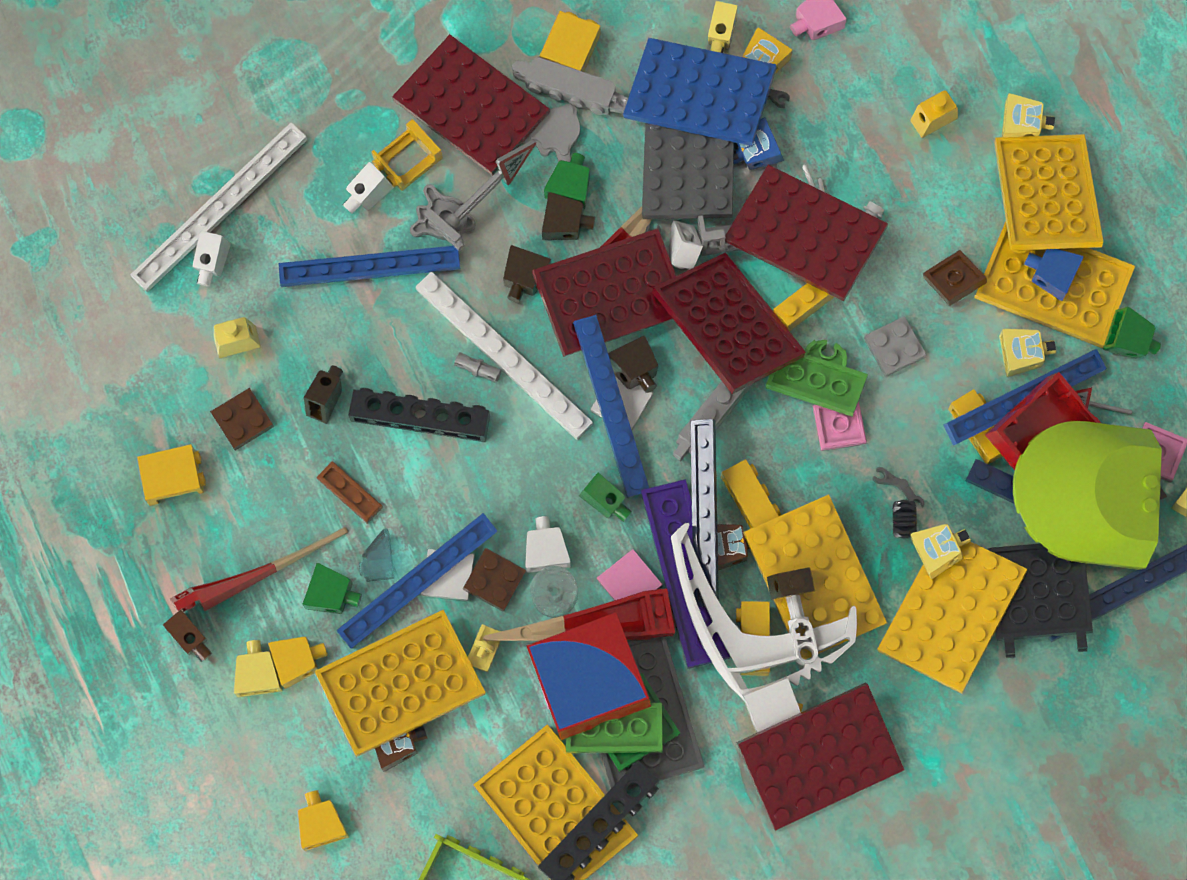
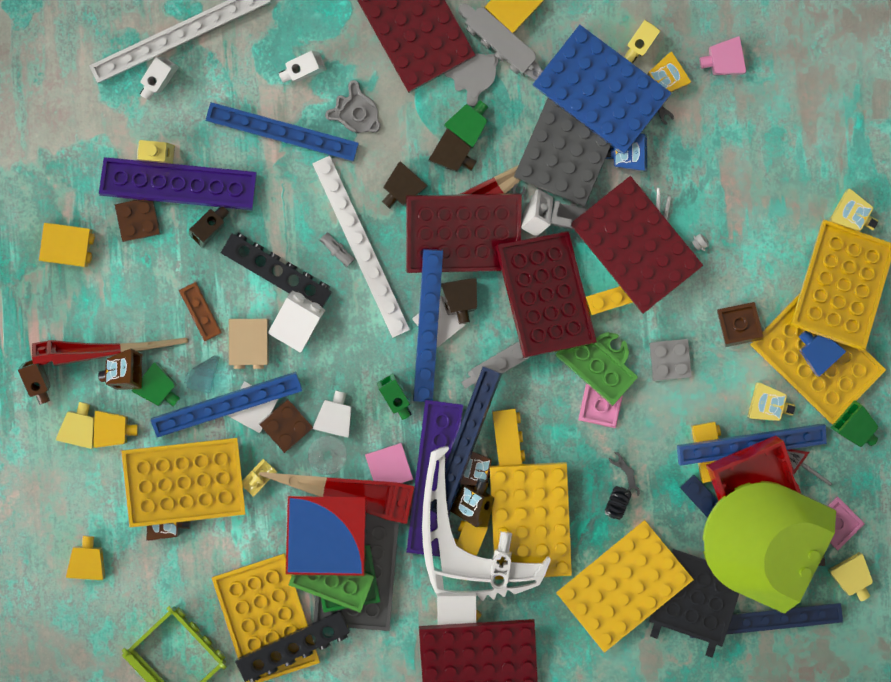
camera: 20 degrees right, 15 degrees up
(273, 362) = (177, 183): none -> dark purple plate
(285, 586) = (123, 371): none -> reddish brown torso
(412, 134) = (327, 41): yellow panel -> none
(417, 503) = (248, 343): none -> tan brick
(462, 456) = (296, 321): none -> white brick
(508, 168) = (419, 96): light grey piece -> none
(743, 580) = (474, 504): none -> dark brown torso
(791, 583) = (509, 524): dark brown torso -> none
(937, 111) = (782, 181): yellow torso -> none
(939, 548) = (634, 538): light yellow torso -> none

